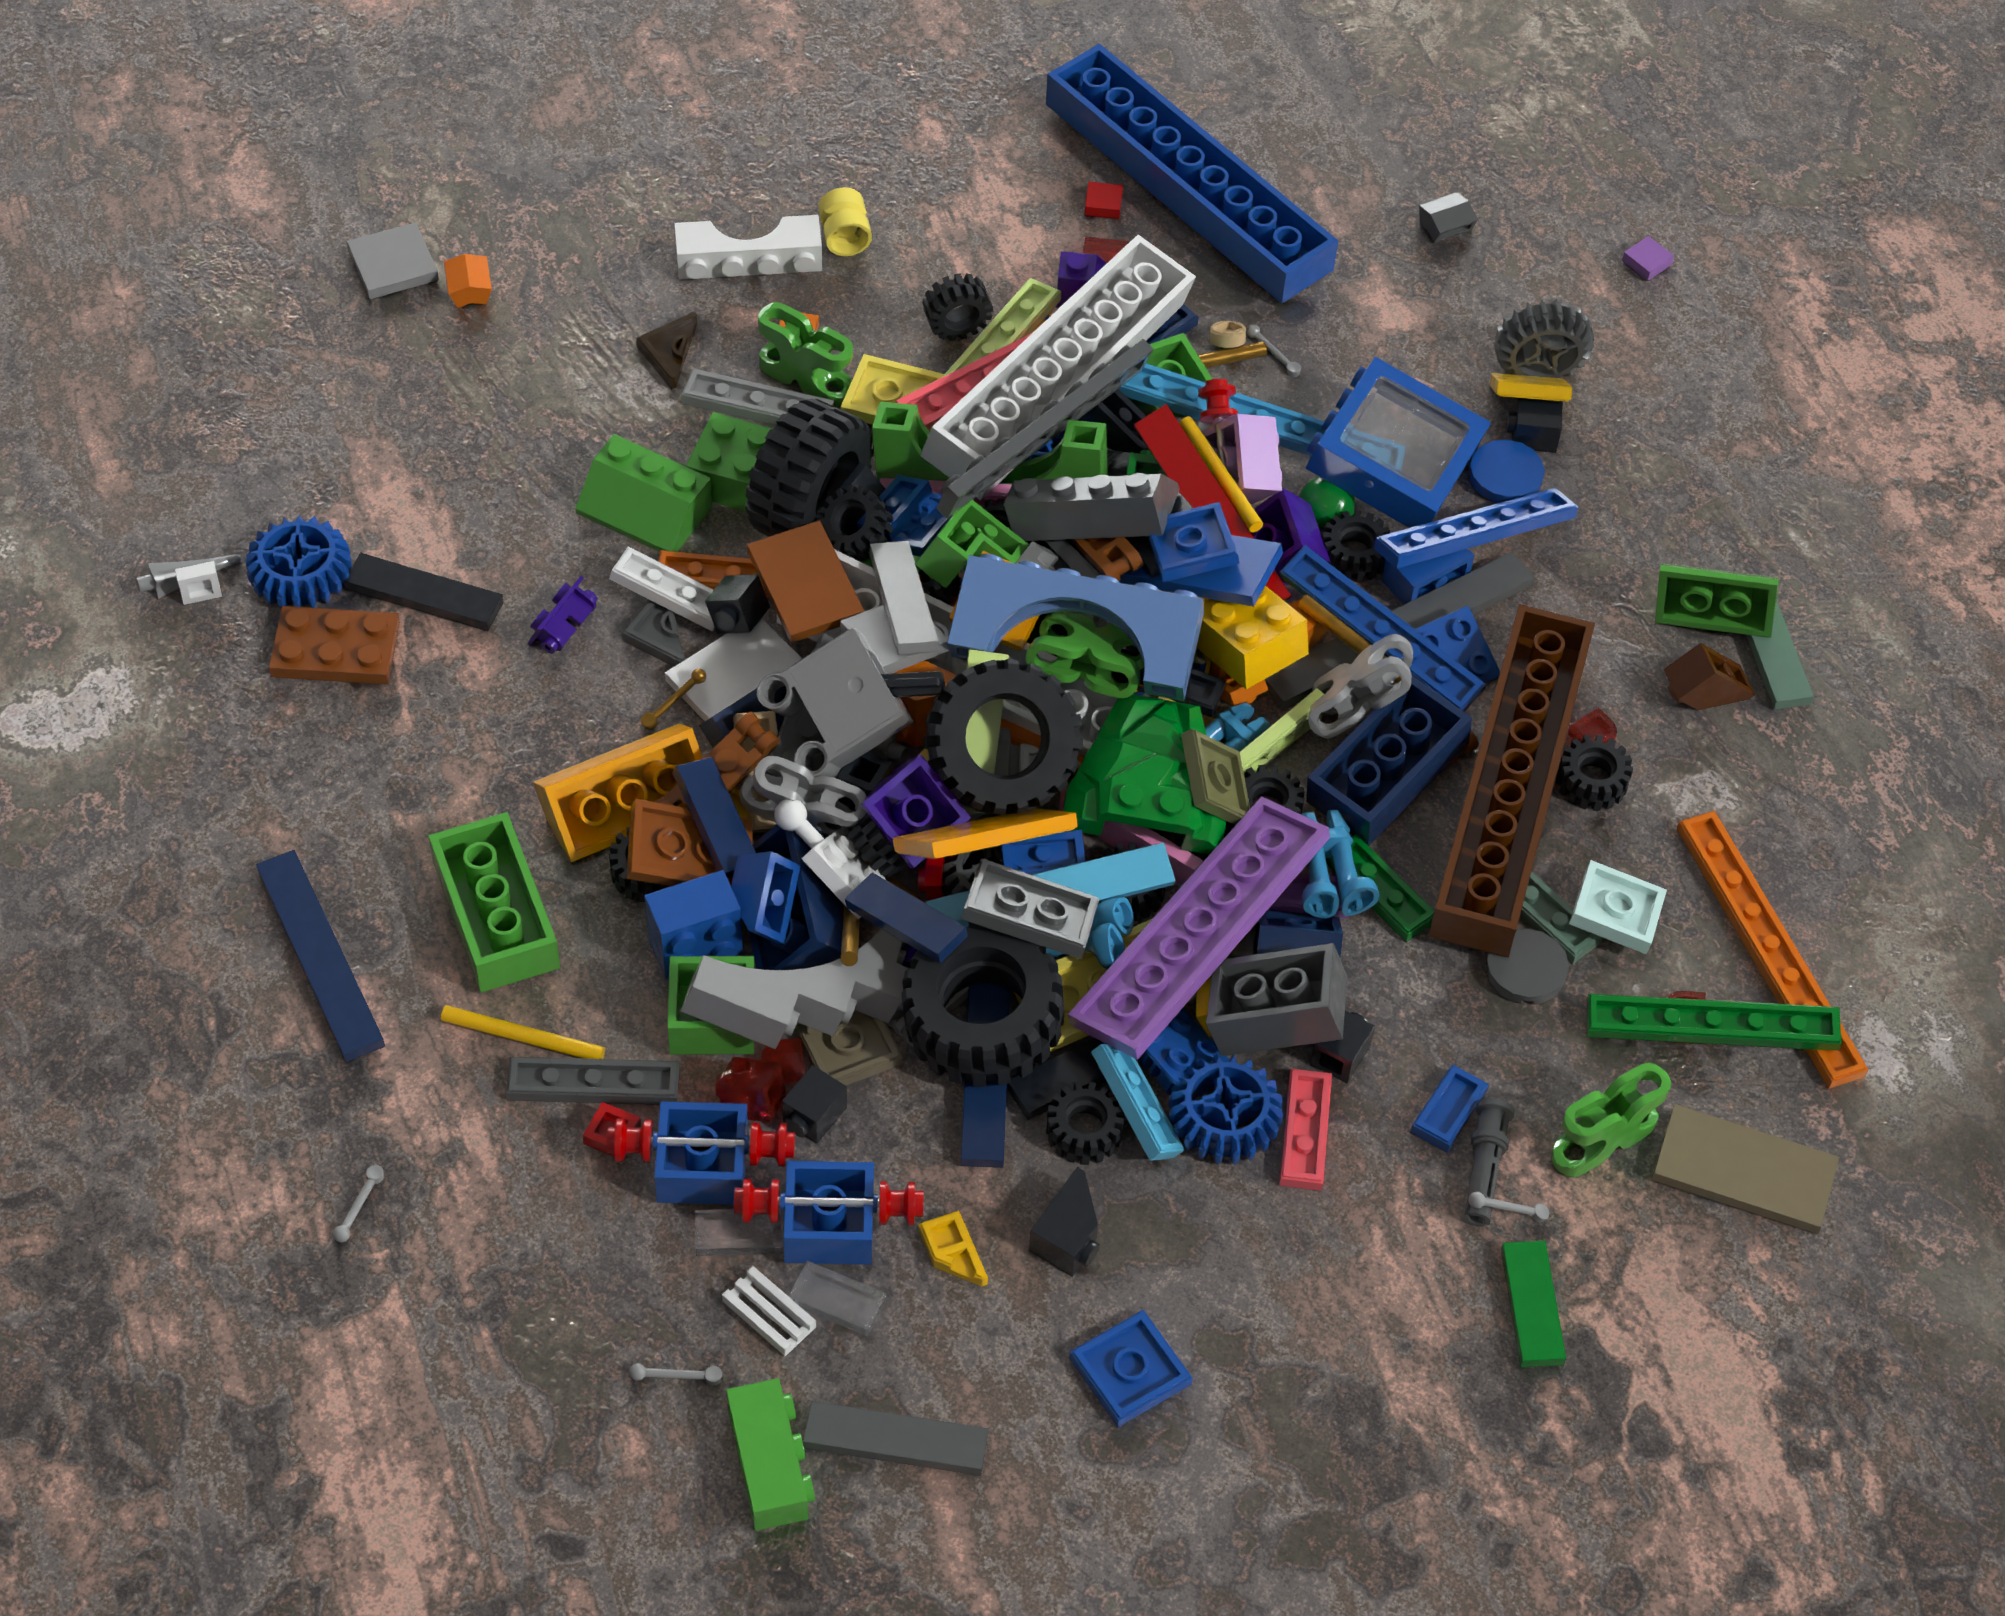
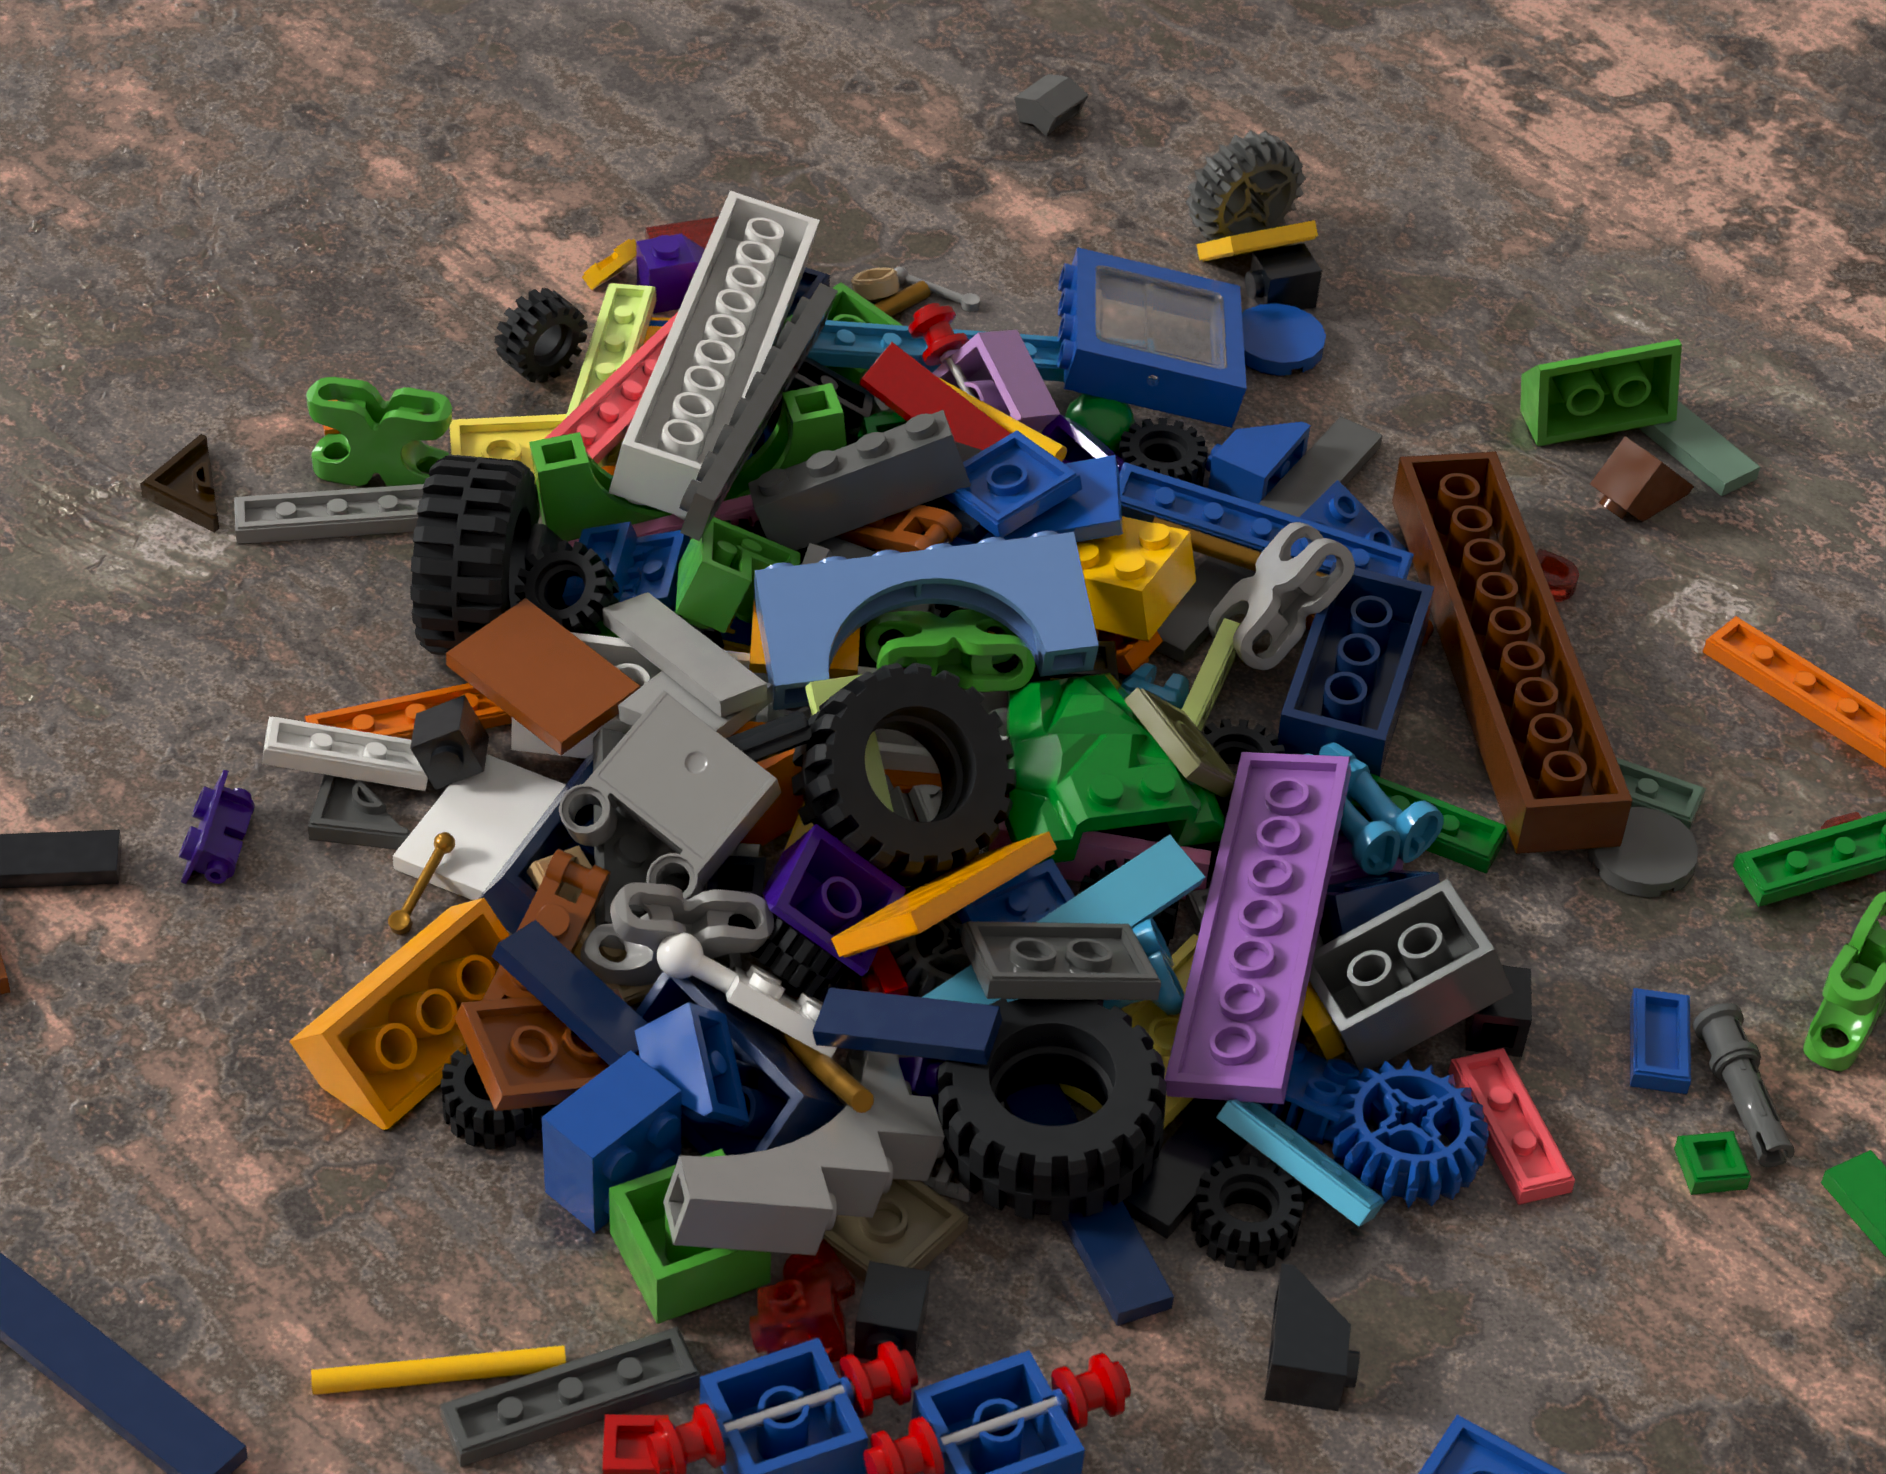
camera: 25 degrees left, 10 degrees down
(494, 902) = (317, 1208): bright green brick -> none
(644, 495) = (251, 655): bright green slope -> none
(708, 253) = (185, 364): white arch -> none
(726, 456) = (352, 585): bright green brick -> none
(844, 221) = (343, 284): light yellow wheel -> none
(952, 1248) = (1171, 1432): yellow tile -> none
(1042, 261) = (612, 265): none -> yellow tile
(1103, 200) = (643, 186): red tile -> none
(1191, 173) = (735, 127): blue brick -> none
(1430, 1207) = (1712, 1162): none -> green tile
(1475, 527) = (1291, 398): blue tile -> none
(1538, 1212) = (1837, 1122): light grey hinge -> none
(1591, 790) = (1599, 602): black tyre -> none
(1618, 907) = (1707, 749): light aqua plate -> none
(1648, 258) = (1291, 89): medium lavender tile -> none

